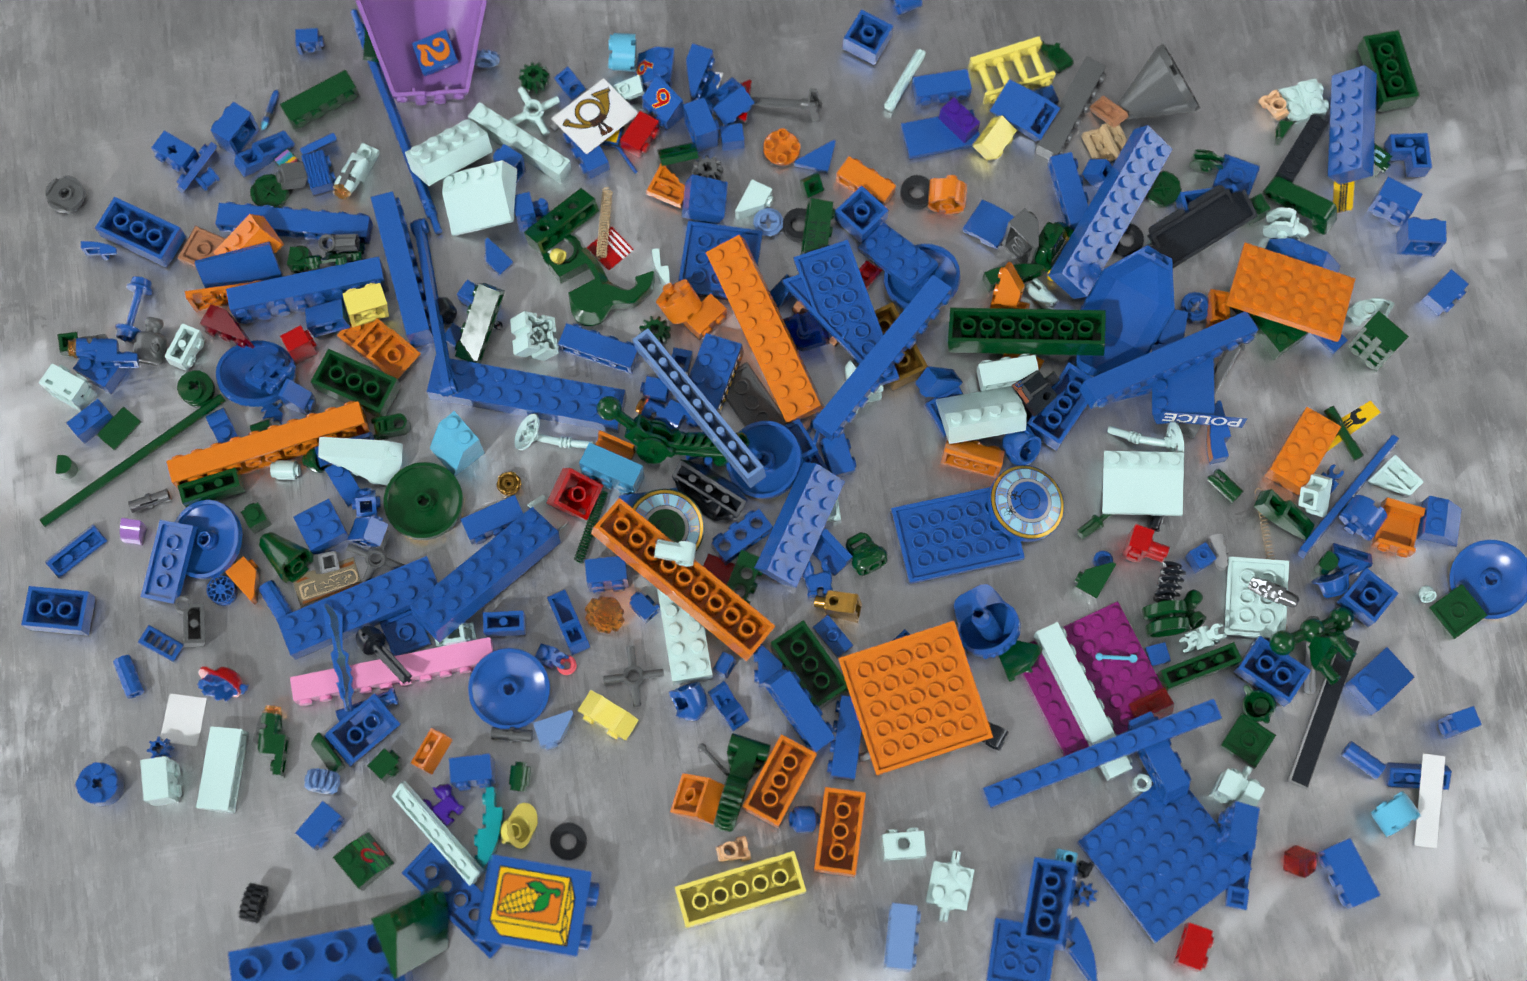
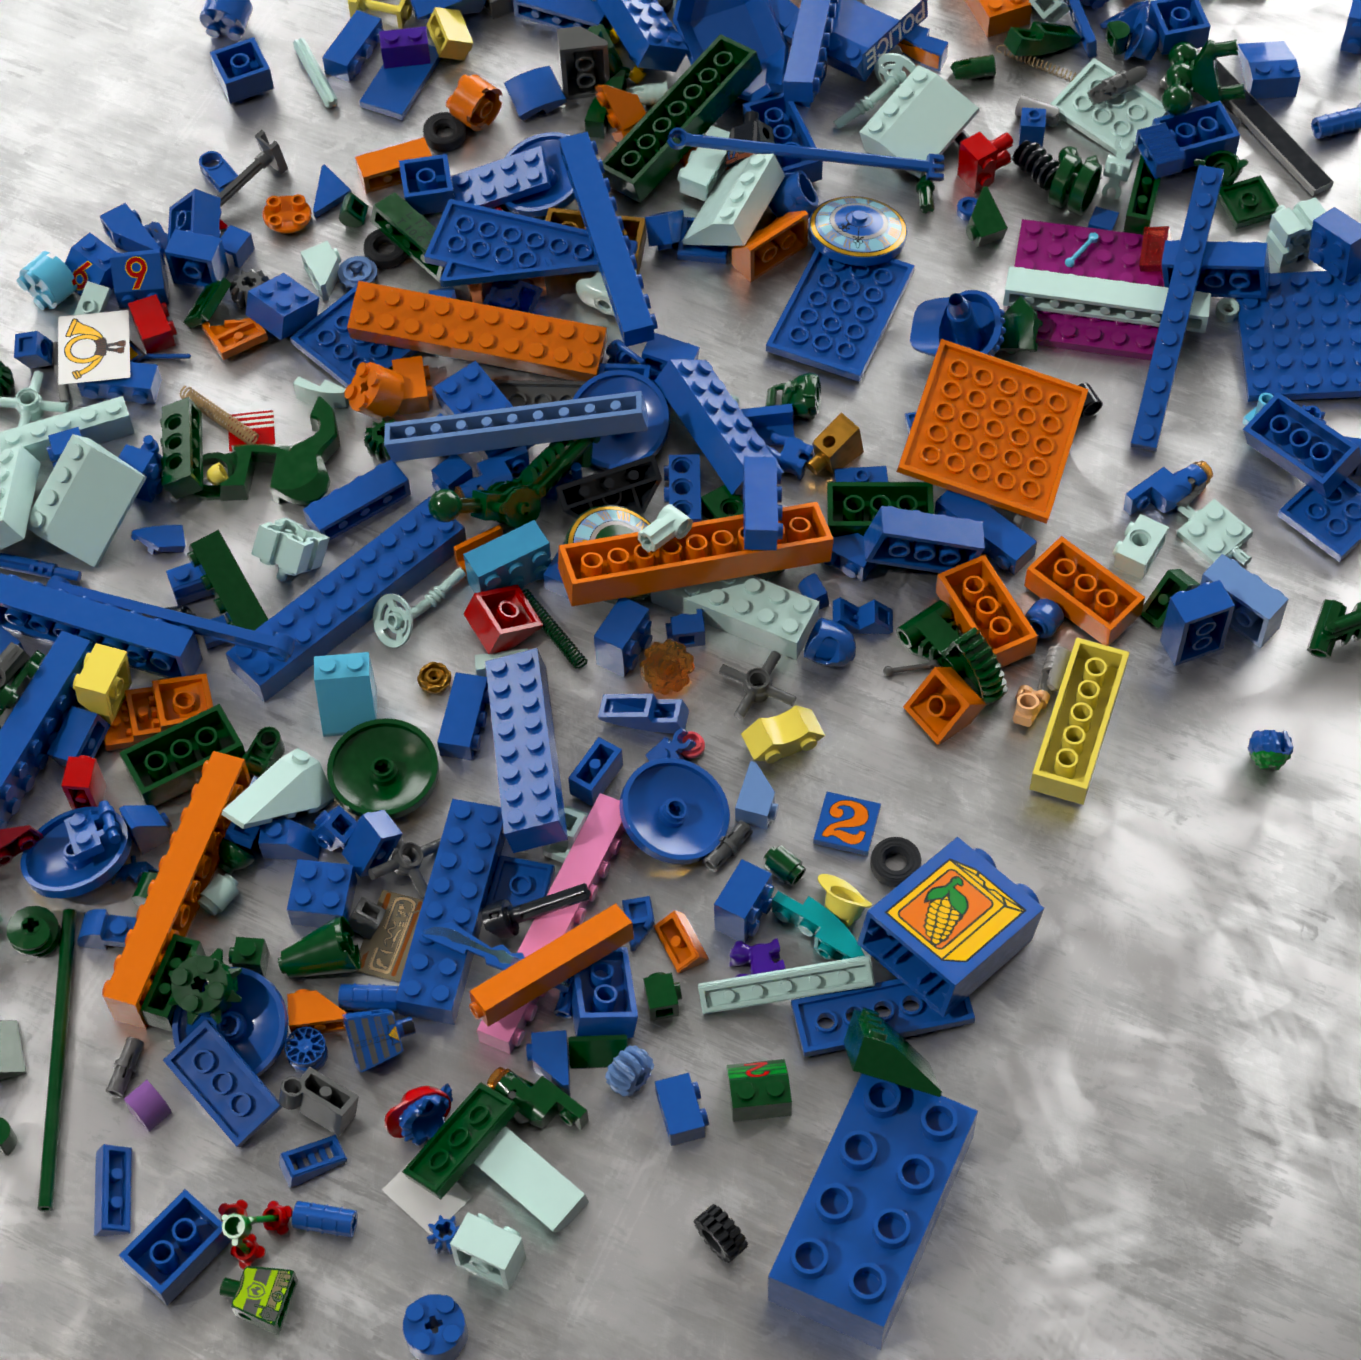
camera: 50 degrees left, 15 degrees down
(62, 677) = (261, 1296): none -> torso
(84, 642) = (239, 1226): none -> red plant
(208, 510) = (219, 993): none -> dark green brick
(217, 717) = (460, 1140): none -> dark green tile
(250, 623) = (375, 1036): none -> torso
(303, 731) = (551, 1057): none -> blue slope
(348, 692) = (551, 965): none -> orange brick
(428, 716) = (641, 914): none -> blue tile
(575, 794) = (847, 823): none -> blue tile
(740, 595) = (760, 503): none -> blue brick
(769, 849) = (1054, 669): none -> light grey hinge
(783, 87) = (219, 175): none -> blue piece
(857, 919) = (1197, 622): none -> blue brick
(876, 888) = (1157, 604): none -> dark green slope
(960, 838) = (1168, 489): none -> blue plate
(1053, 437) = (810, 153): none -> blue hinge
(1229, 659) = (1160, 150): none -> blue brick

